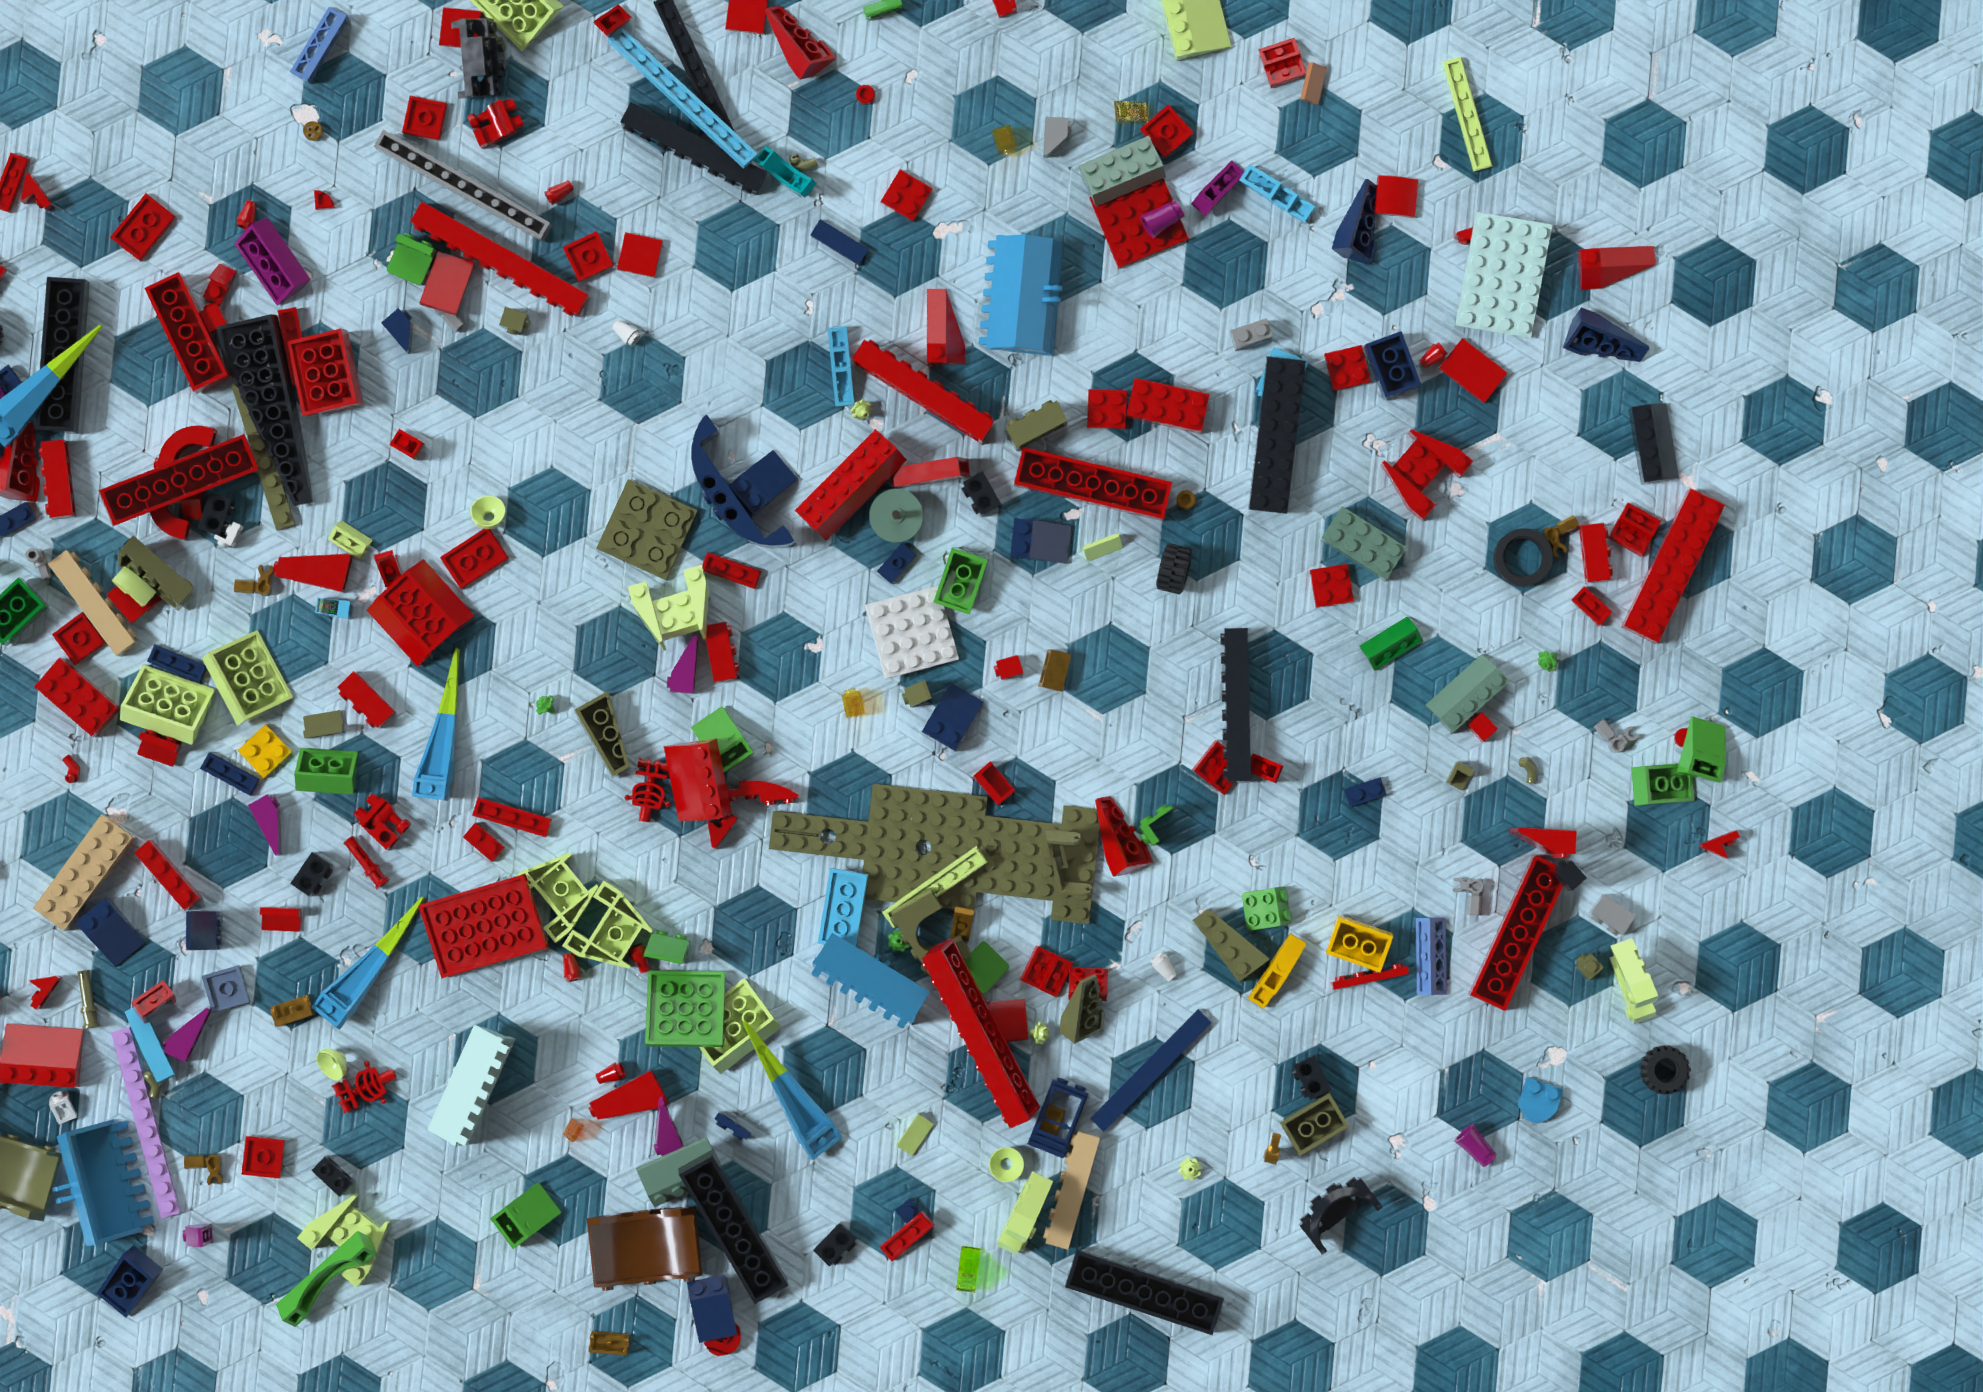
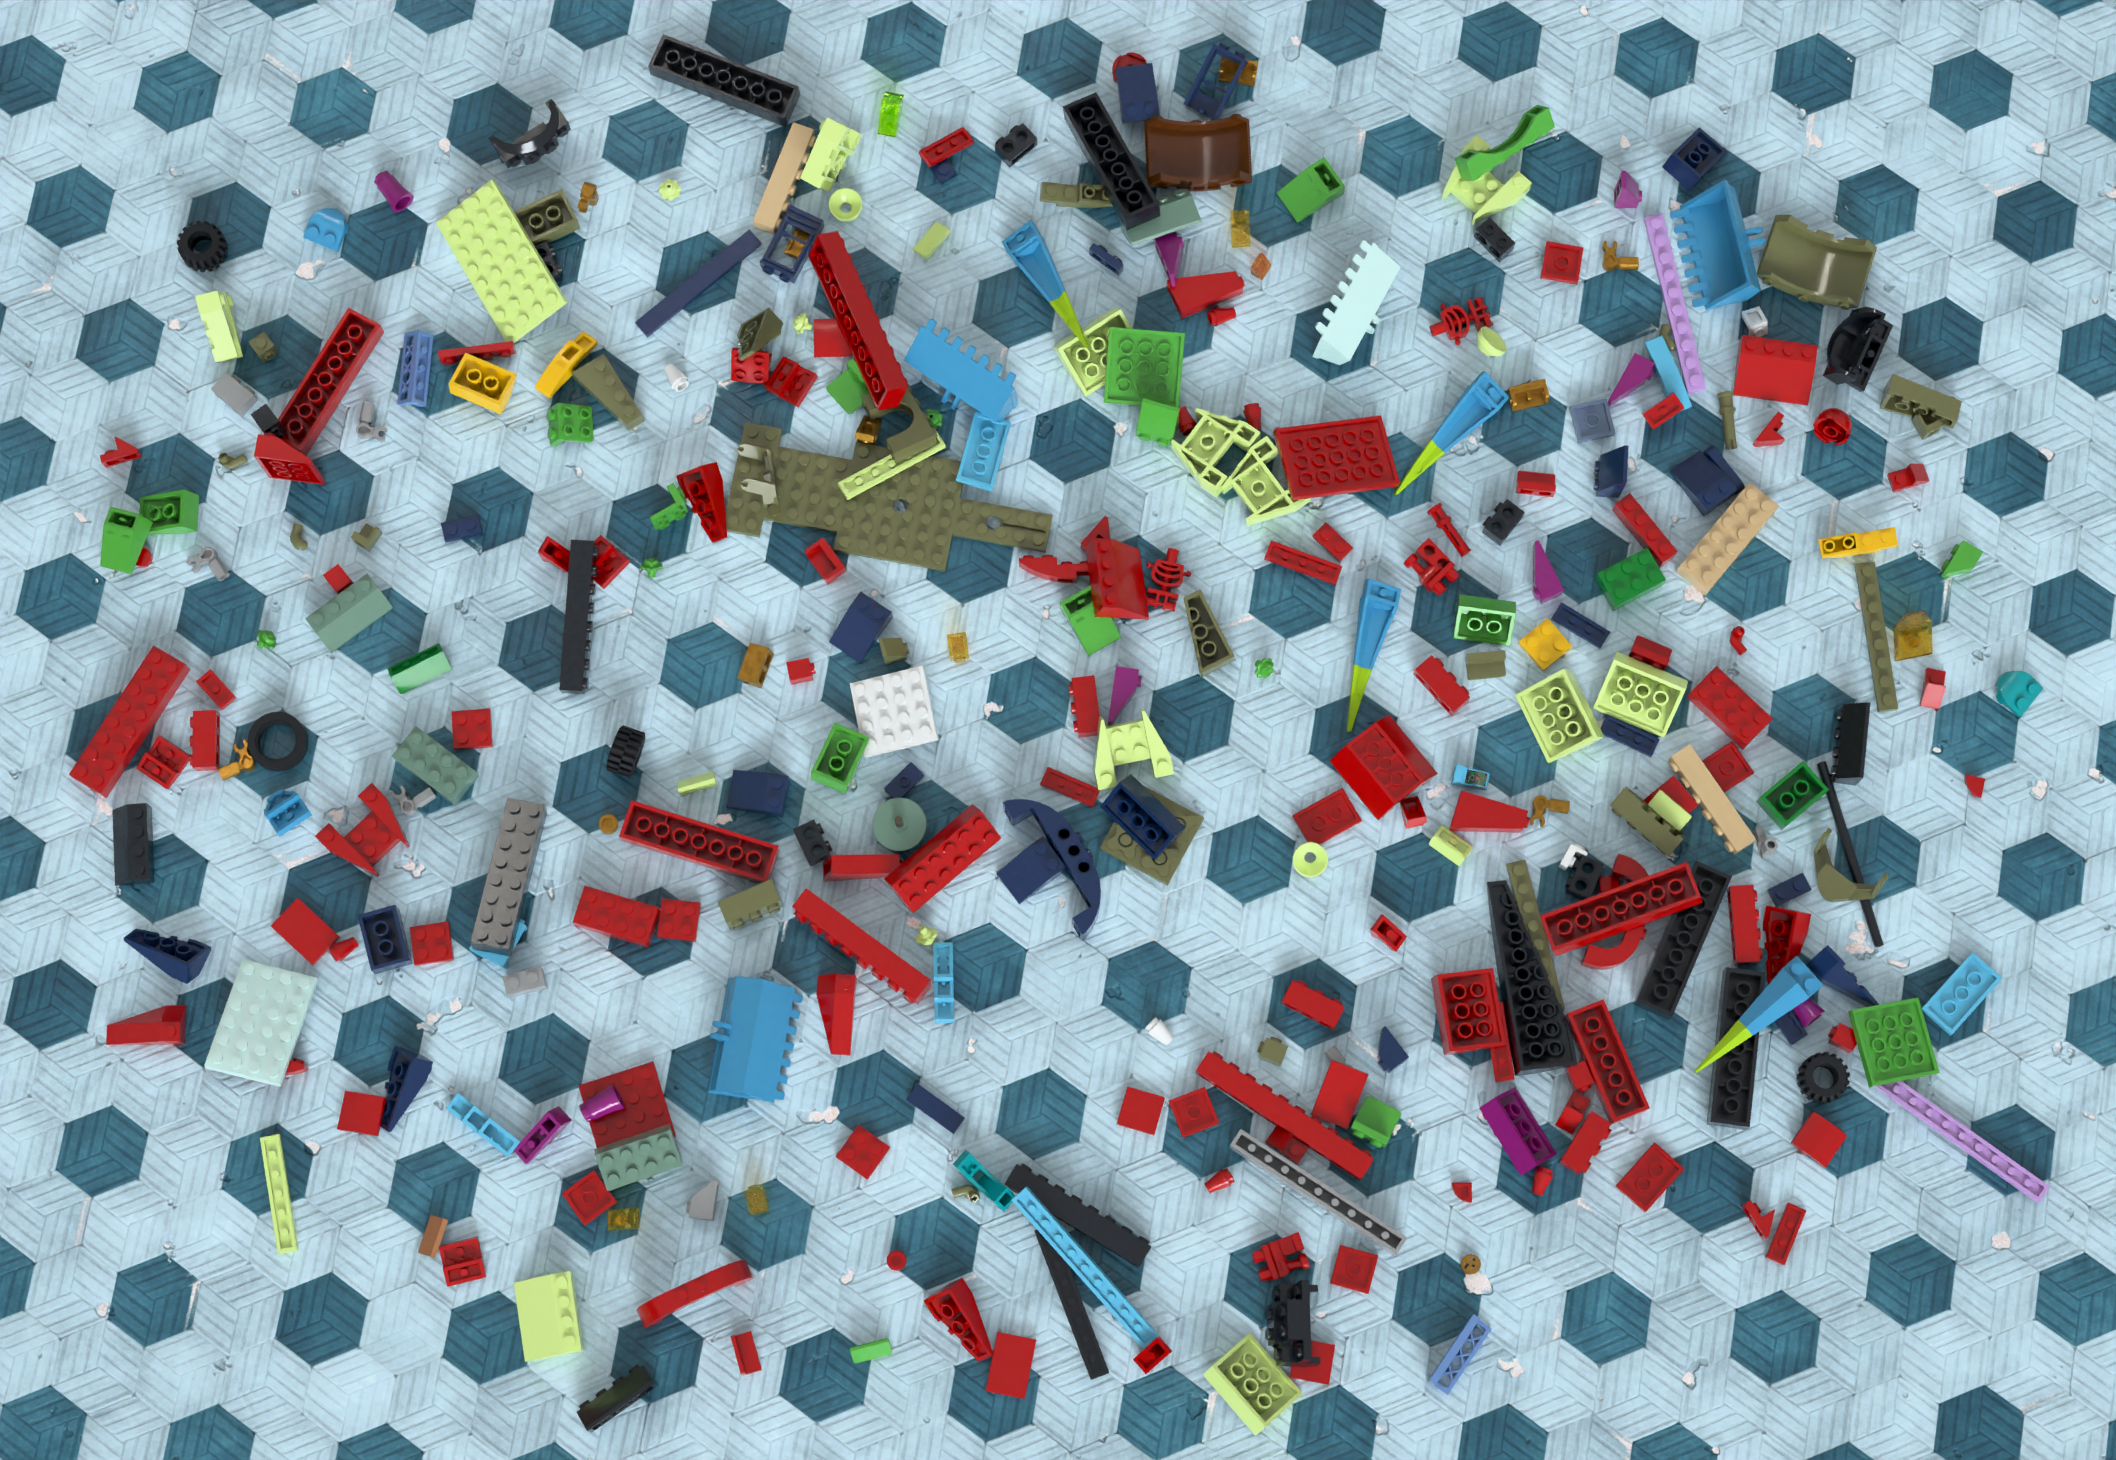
camera: 175 degrees left, 10 degrees down
(100, 959) = (1714, 455): none -> dark blue beam
(118, 452) = (1681, 945): none -> black brick
(181, 823) = (1630, 579): none -> green brick
(205, 253) = (1586, 1143): none -> red brick
(477, 370) = (1313, 1004): none -> red brick
(496, 232) = (1286, 1144): none -> red slope
(596, 1167) = (1240, 228): none -> clear yellow slope
(640, 1304) = (1204, 103): none -> dark blue door
(655, 541) = (1142, 816): none -> dark blue slope
(771, 1193) = (1074, 196): none -> olive slope
(1023, 61) = (693, 1291): none -> red arch
(1169, 764) = (651, 566): none -> bright green plant
(1354, 1074) = (501, 262): none -> yellowish green plate
(1384, 502) = (409, 806): none -> light grey bar
(1506, 488) = (285, 811): none -> dark azure slope
(1606, 843) = (231, 462): none -> olive arm

